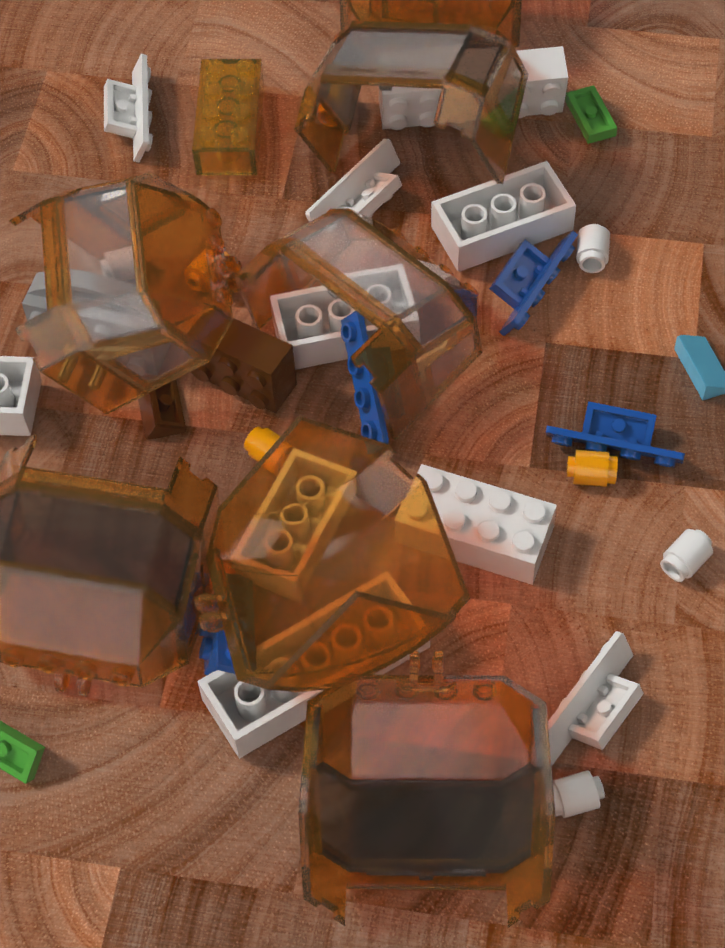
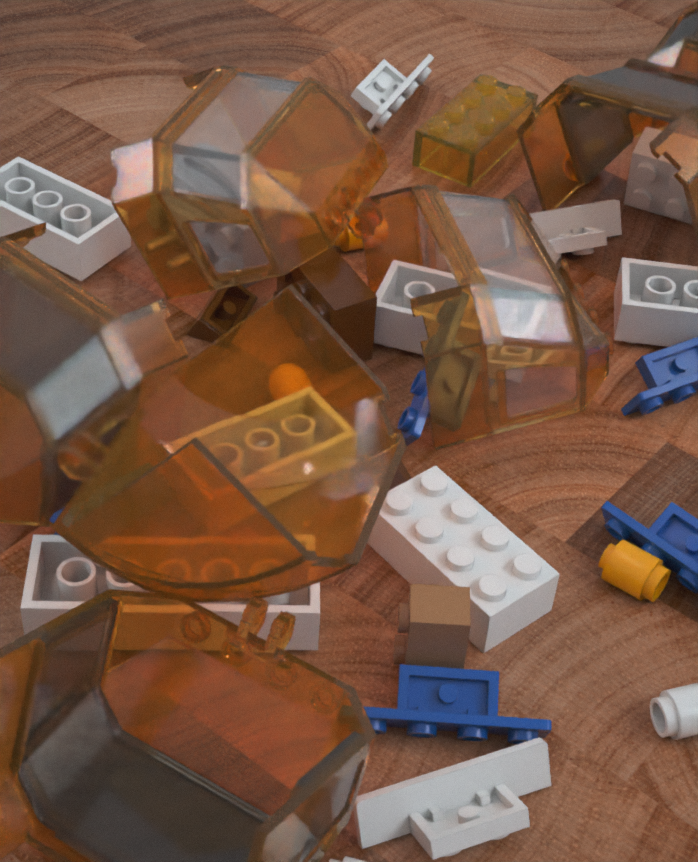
camera: 25 degrees right, 15 degrees down
(507, 596) = (434, 626): none -> medium nougat brick
(543, 635) = (454, 702): none -> blue bracket

